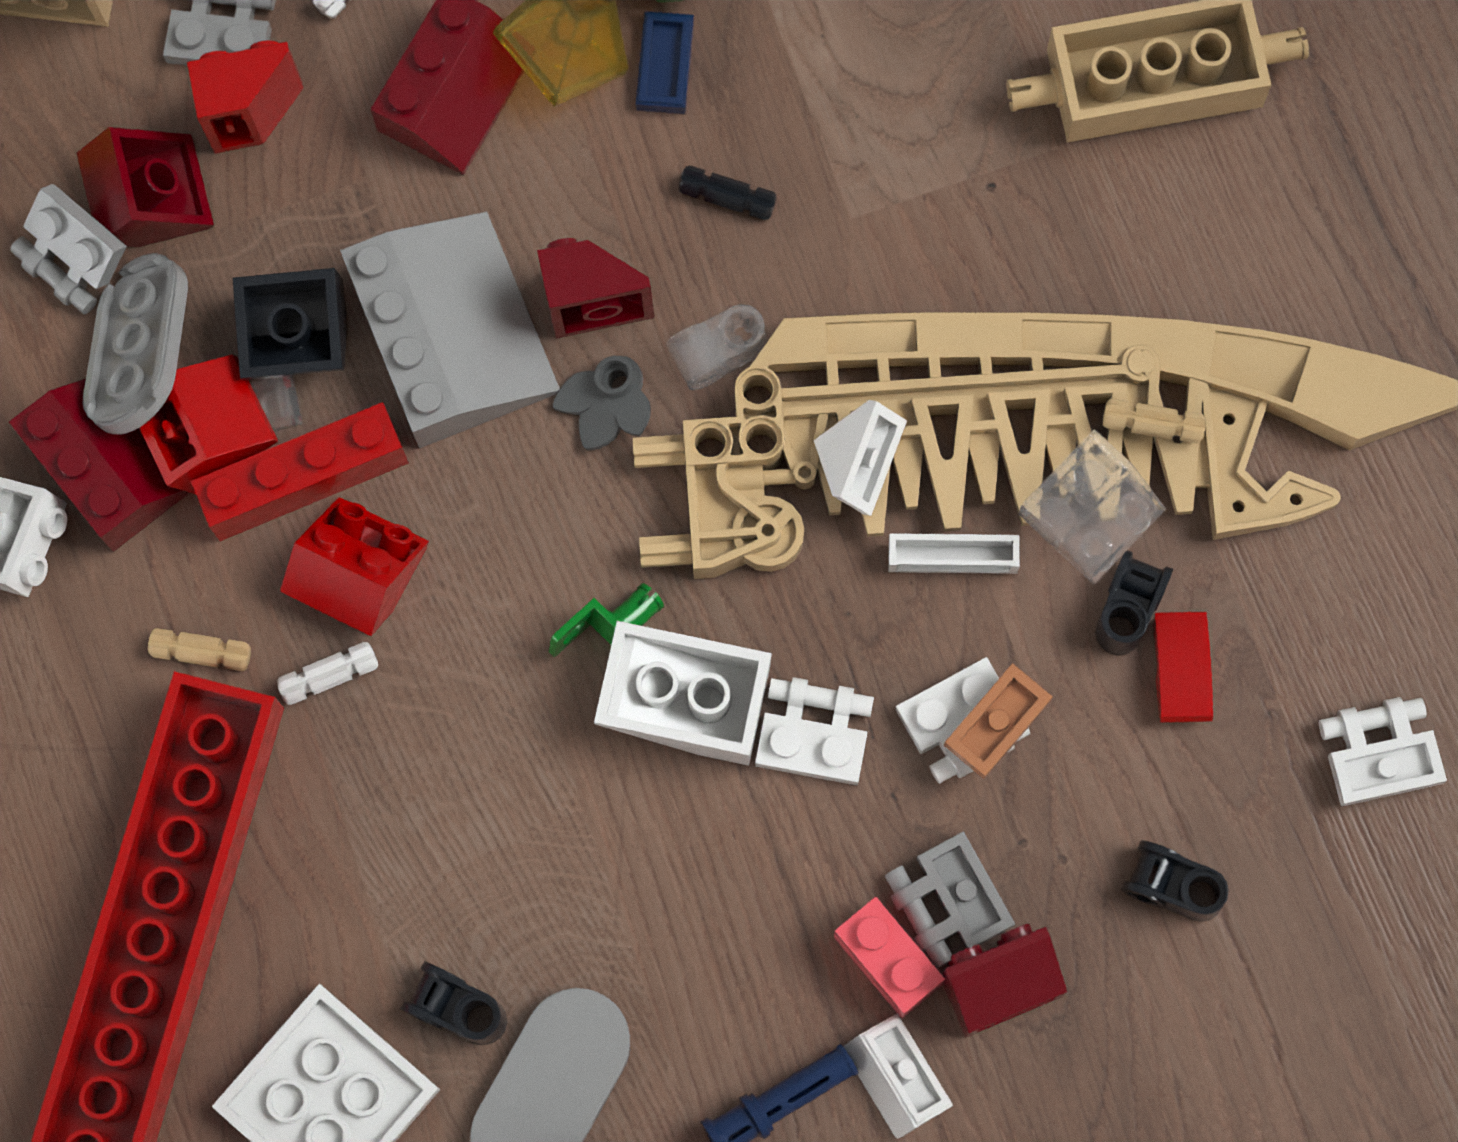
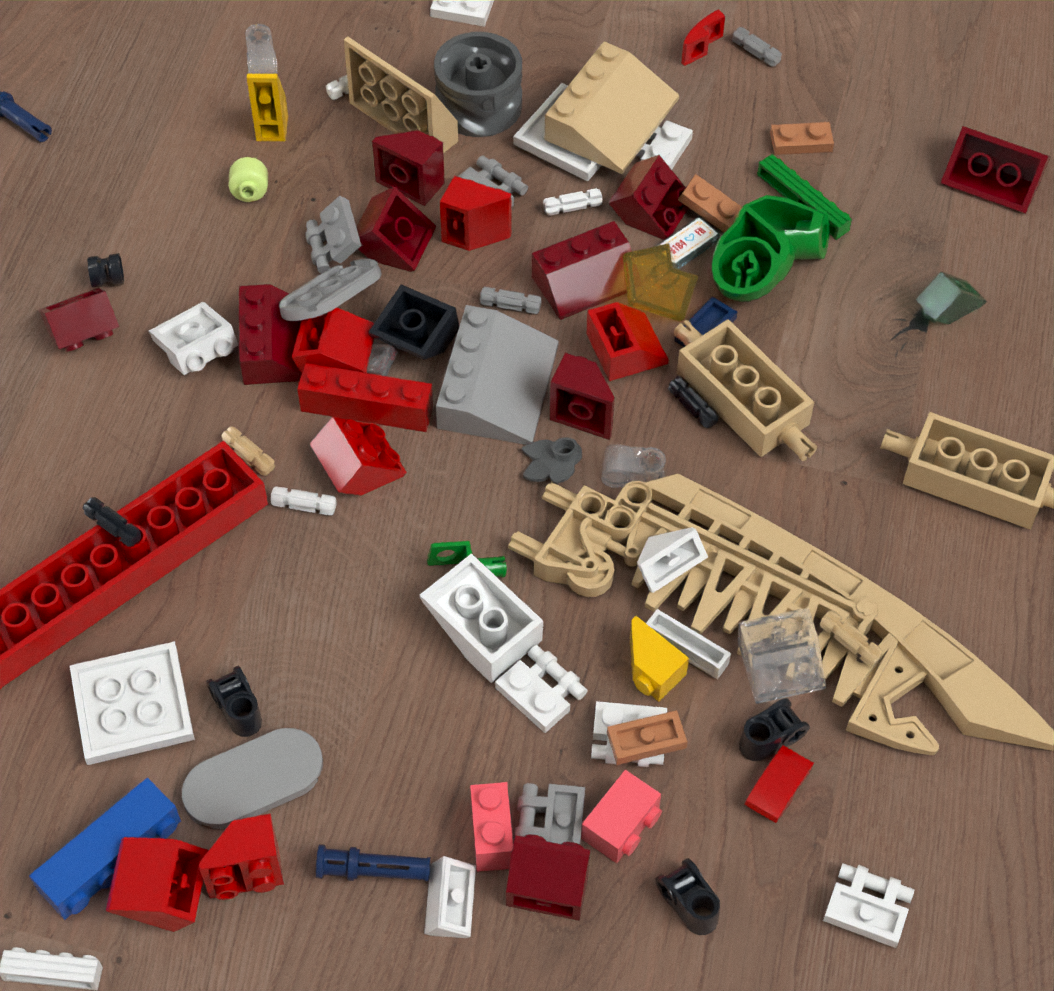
camera: 30 degrees right, 20 degrees down
(95, 68) = (410, 163): none -> dark red slope
(124, 889) = (112, 521): none -> black axle
(379, 190) = (510, 300): none -> light grey axle
(580, 161) = (623, 340): none -> red slope
(786, 134) = (745, 388): none -> tan brick
(928, 605) = (654, 661): none -> yellow slope
(1031, 838) = (621, 817): none -> coral brick

